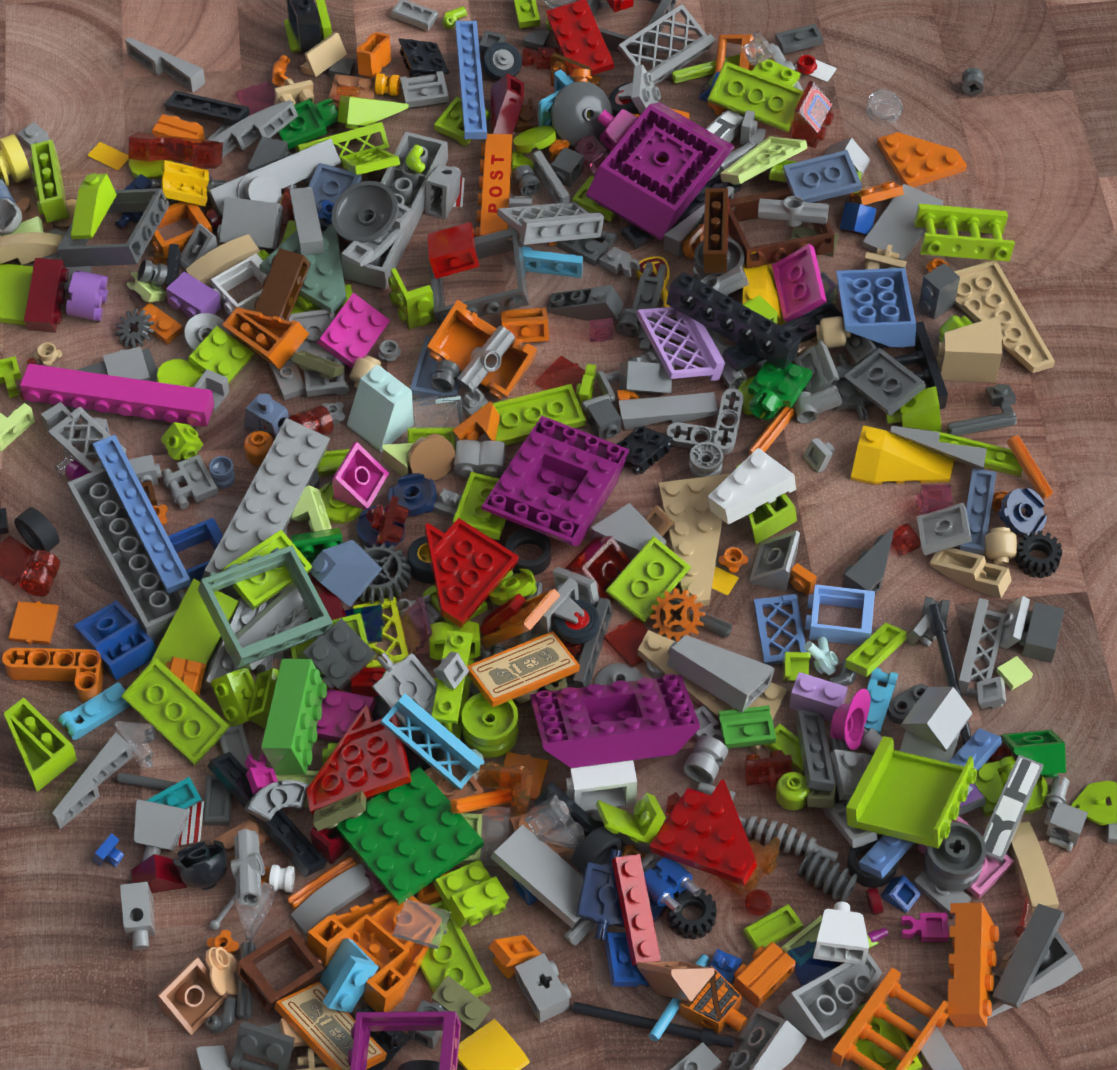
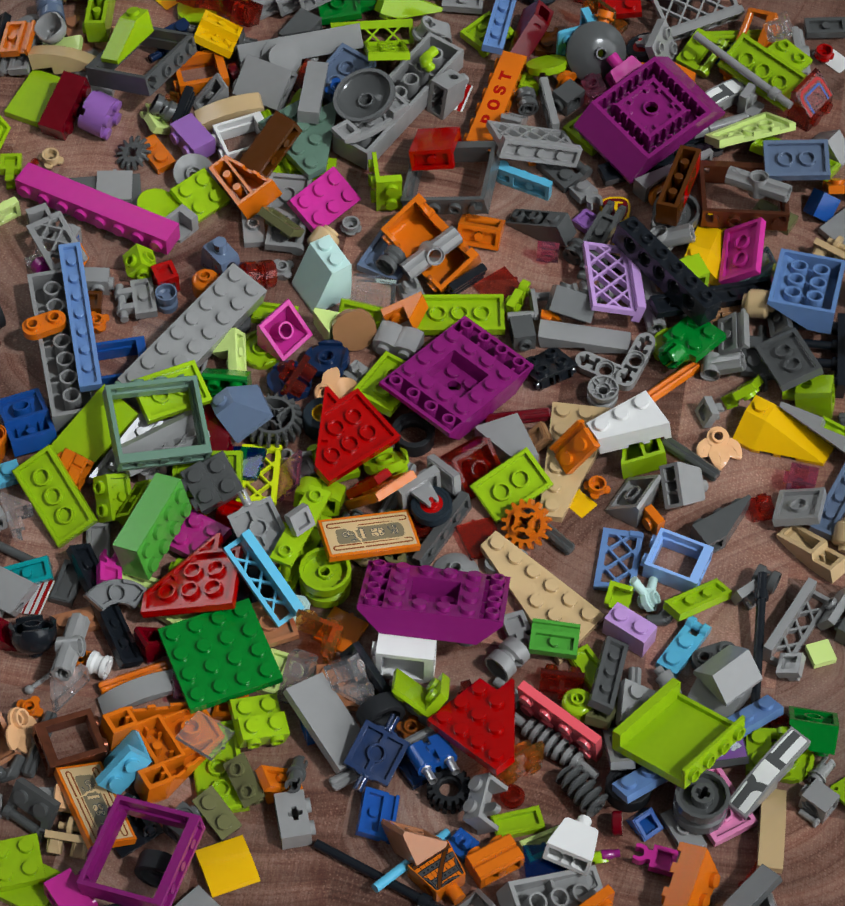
camera: 15 degrees right, 0 degrees up
(105, 531) = (44, 324): none -> orange plate
(213, 446) = (165, 273): none -> red panel
(332, 814) = (158, 619): olive plate -> none
(404, 124) = (434, 26): none -> light grey piece
(425, 514) = (339, 385): none -> light nougat plate
(478, 960) = (244, 780): none -> olive hinge
(480, 801) = (291, 642): orange axle -> none
(528, 378) = (466, 280): none -> black tile
(531, 939) = (296, 774): none -> dark grey pin
(627, 289) = (584, 220): none -> medium lavender tile
(636, 909) = (396, 772): plate -> none
(639, 503) = (526, 416): none -> dark red axle
(680, 88) = (694, 53): none -> lime plate
(701, 523) = (574, 446): none -> orange plate
(720, 671) = (545, 583): light grey slope -> none
(728, 921) = (479, 802): none -> light grey window
(774, 115) = (773, 92): none -> light grey bar
(775, 807) = (553, 716): none -> coral plate
(820, 507) = (691, 458): none -> dark grey axle
(821, 536) = (682, 484): none -> light grey torso
(843, 491) = (719, 450): none -> light nougat plate
(849, 423) = (746, 391): none -> lime hinge
(850, 719) = (650, 656): dark pink piece -> none

